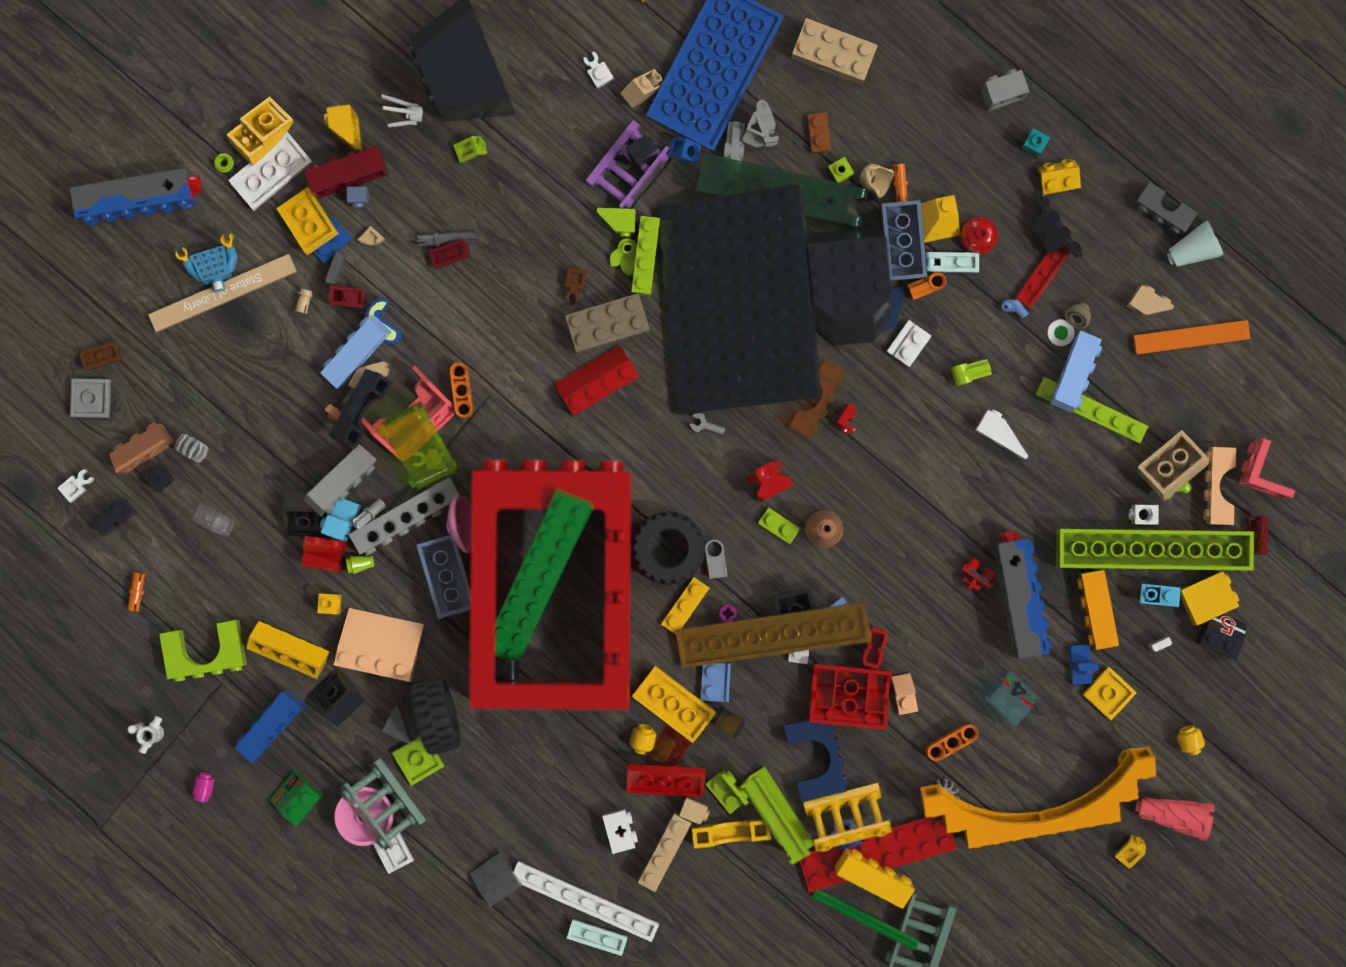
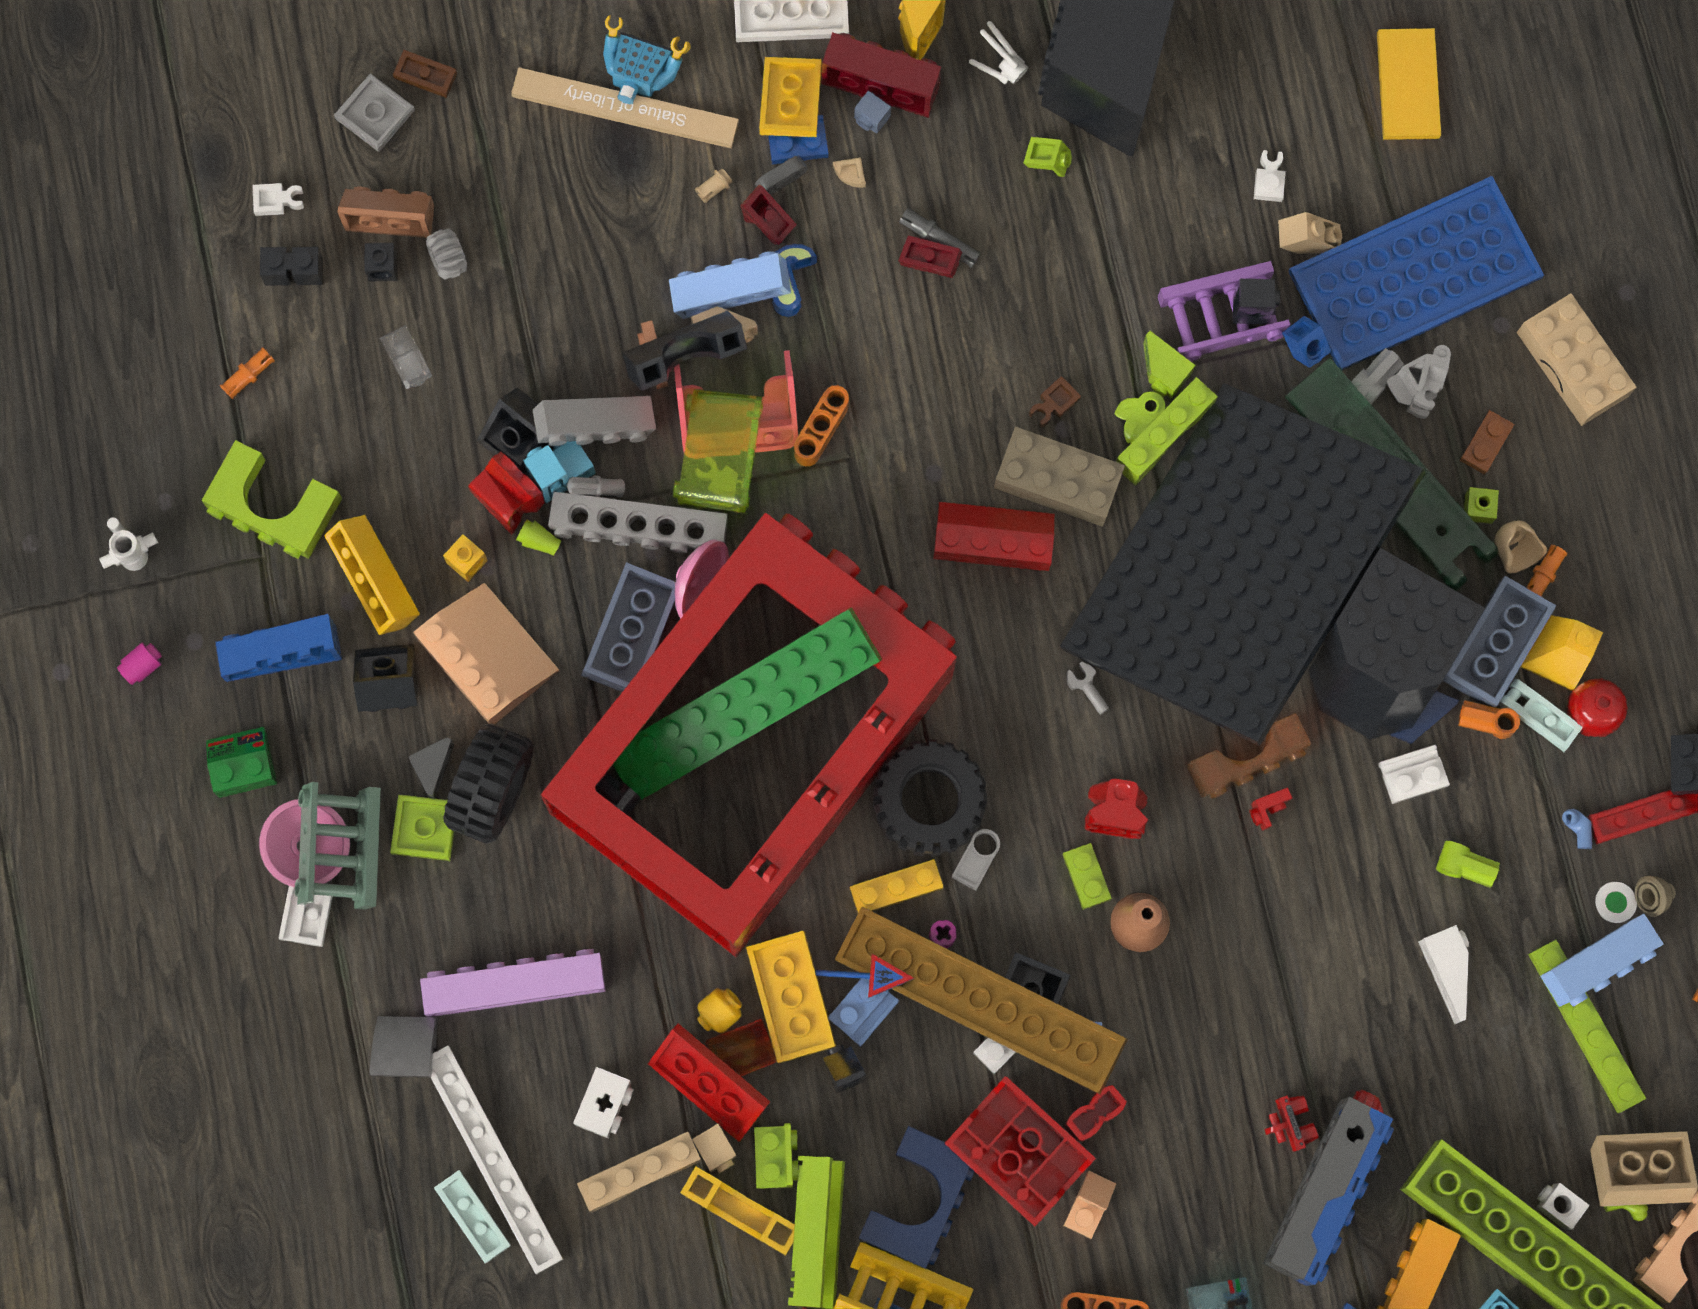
camera: 30 degrees right, 10 degrees down
(523, 809) = (512, 984): none -> lavender brick
(713, 660) = (882, 976): none -> piece

